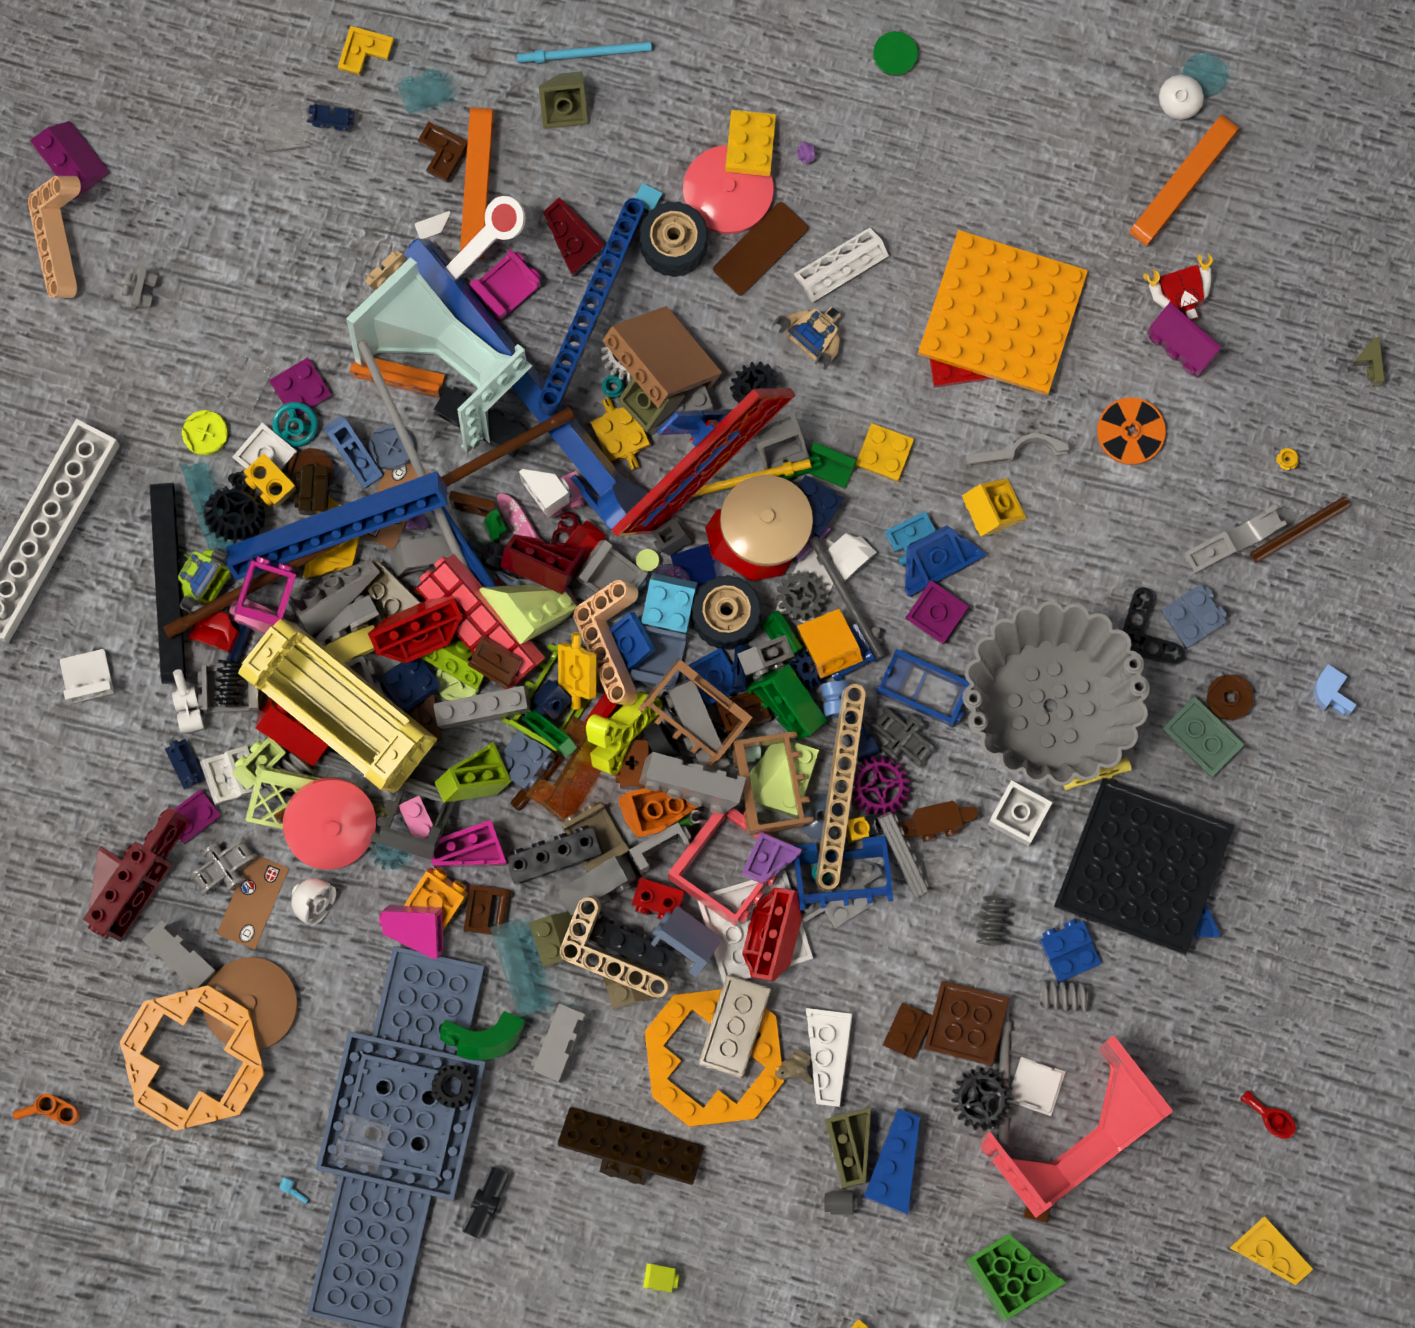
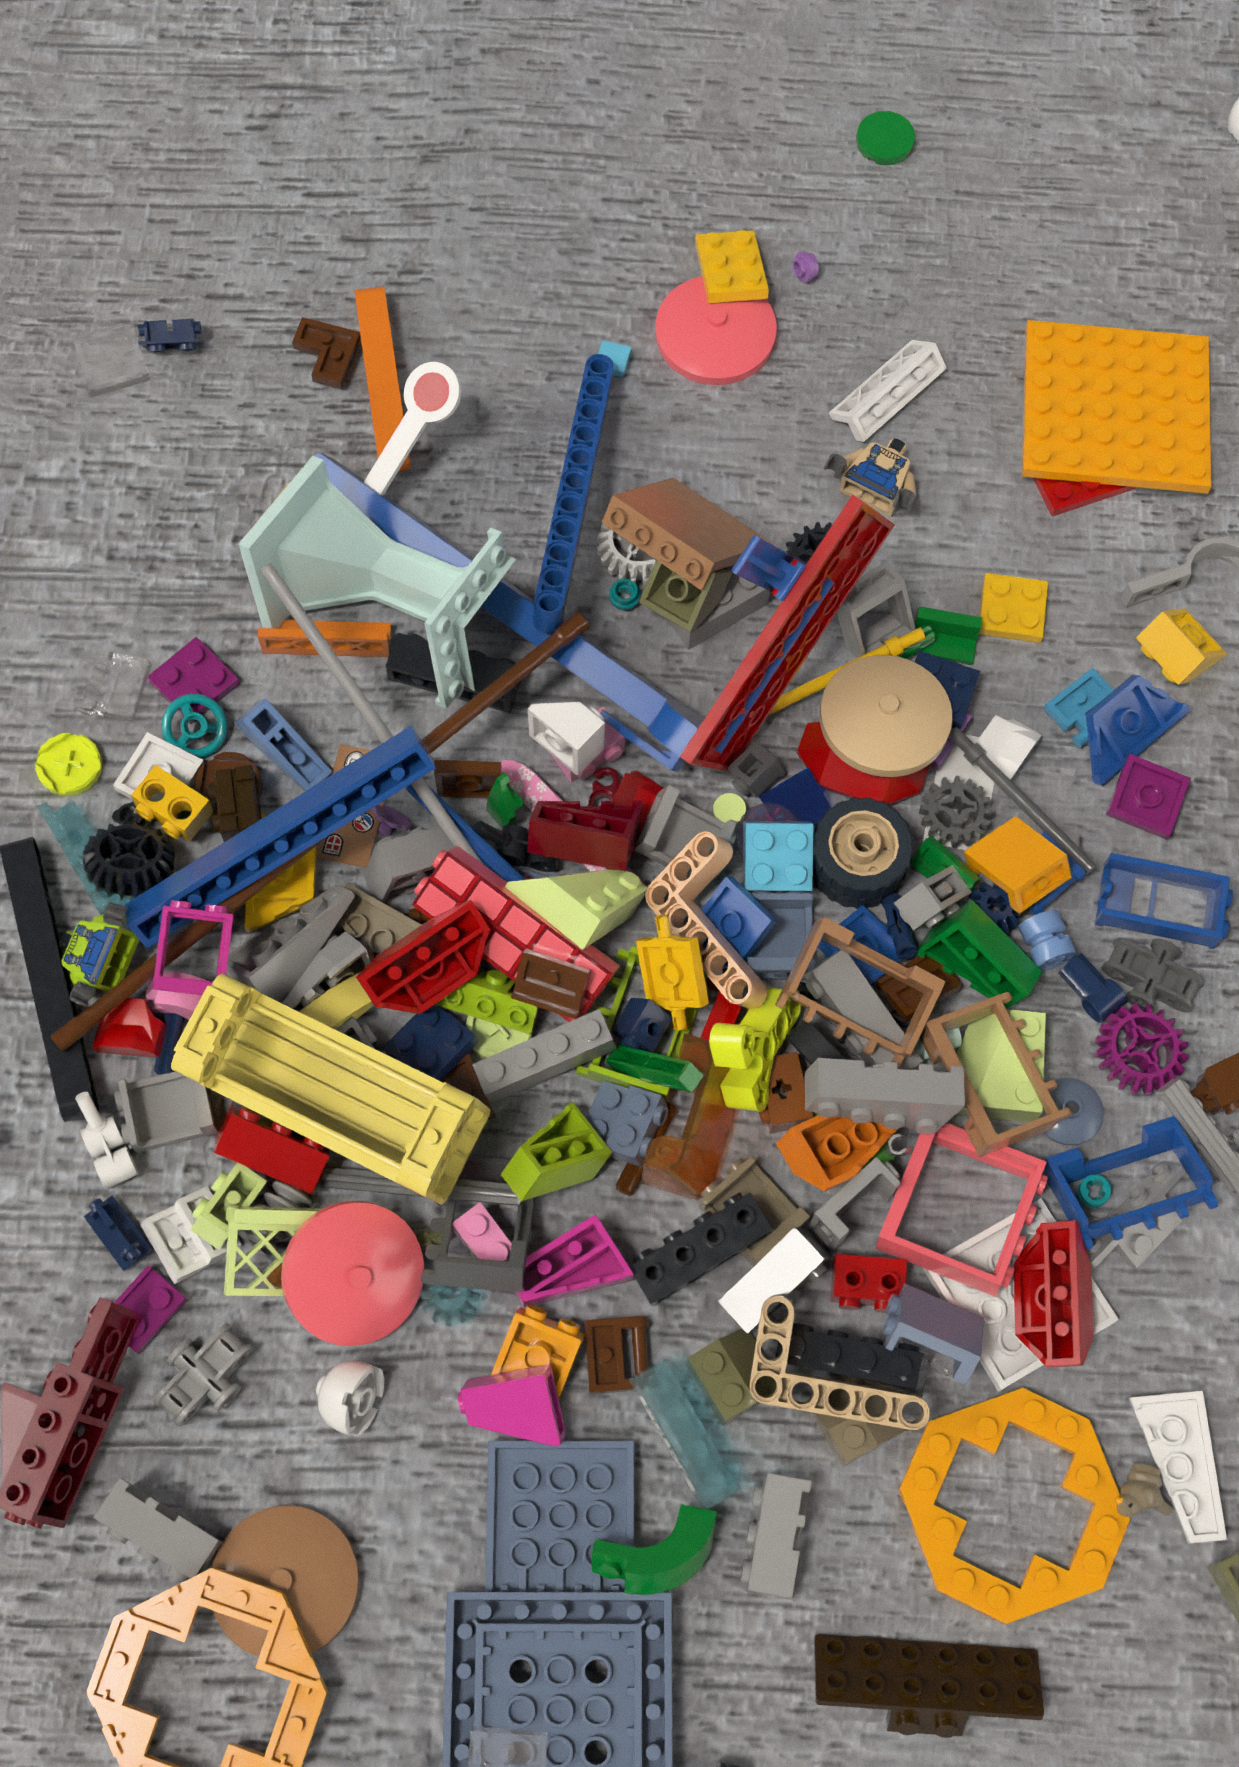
camera: 15 degrees left, 10 degrees down
(229, 684) = (163, 1100): black piece -> none
(252, 902) = (259, 1421): medium nougat sticker -> none
(363, 43) = (193, 245): yellow plate -> none
(387, 448) = (336, 732): sand blue tile -> none
(423, 90) = (287, 285): clear light blue bracket -> none
(432, 225) = (334, 444): white sticker -> none
(467, 1086) = (654, 1637): black tyre -> none
(506, 285) = (451, 494): dark pink panel -> none
(540, 56) = (432, 219): medium azure bar -> none
(563, 100) = (476, 262): olive slope -> none
(572, 236) = (524, 420): dark red wing -> none
(619, 434) = (651, 650): yellow plate -> none
(669, 222) = (662, 394): wheel -> none
(735, 1026) = (1035, 1450): tile -> none
(760, 248) = (776, 392): reddish brown piece -> none
(769, 858) = (1021, 1182): medium lavender wing -> none
(847, 777) = (1086, 1072): tan beam -> none
(863, 828) = (1135, 1112): yellow leg -> none

